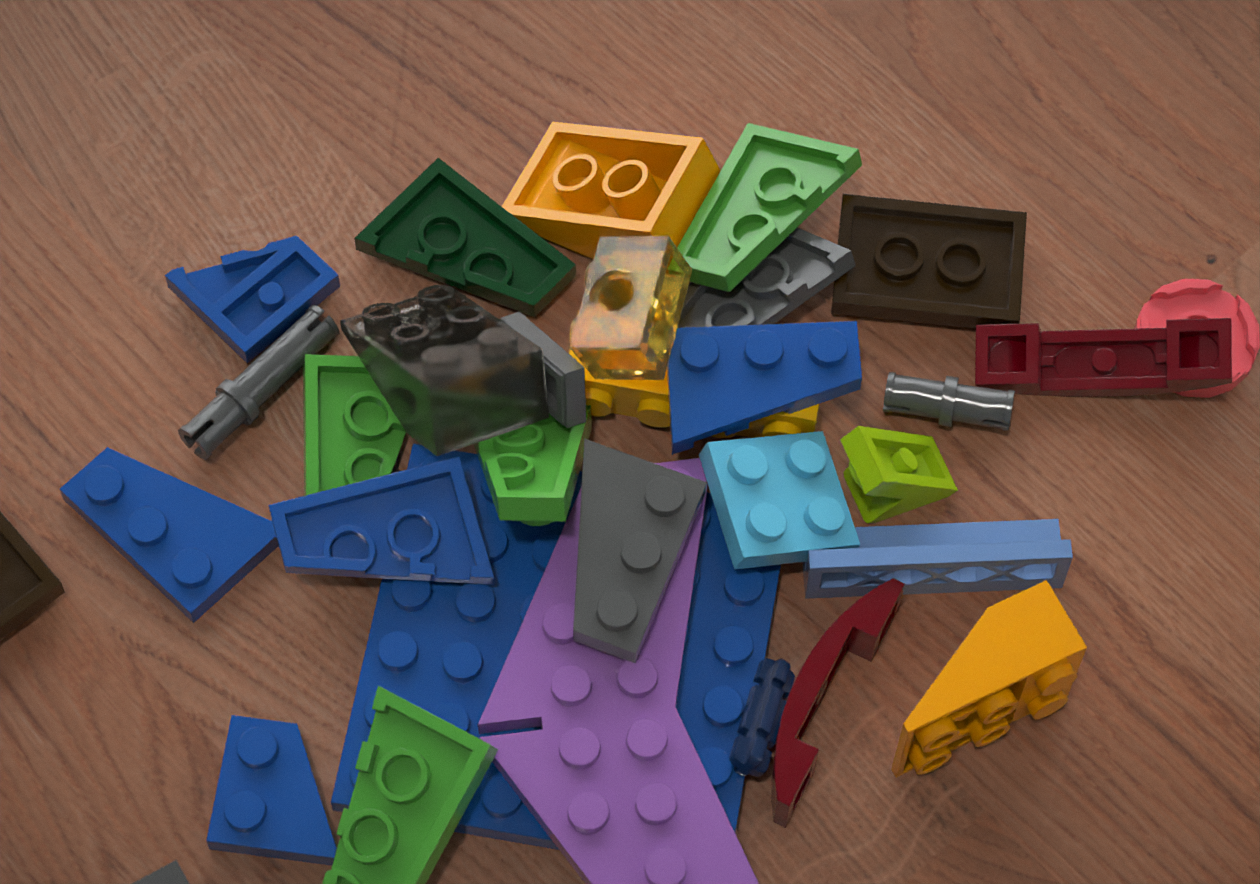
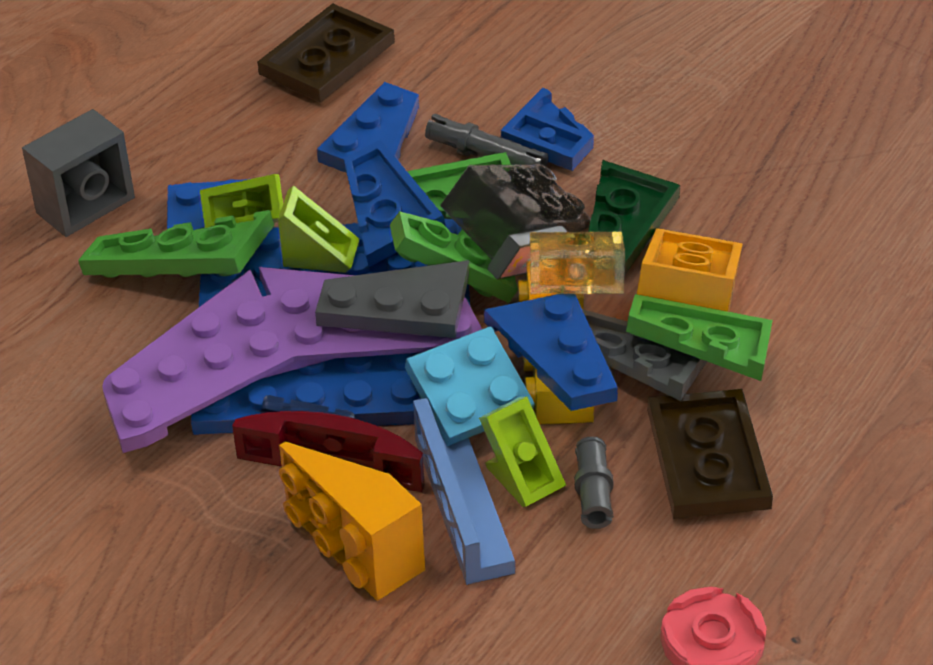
camera: 80 degrees right, 20 degrees down
(321, 723) = (242, 199): none -> lime slope
(442, 639) = (313, 237): none -> lime slope
(1104, 361) = (658, 556): dark red slope -> none

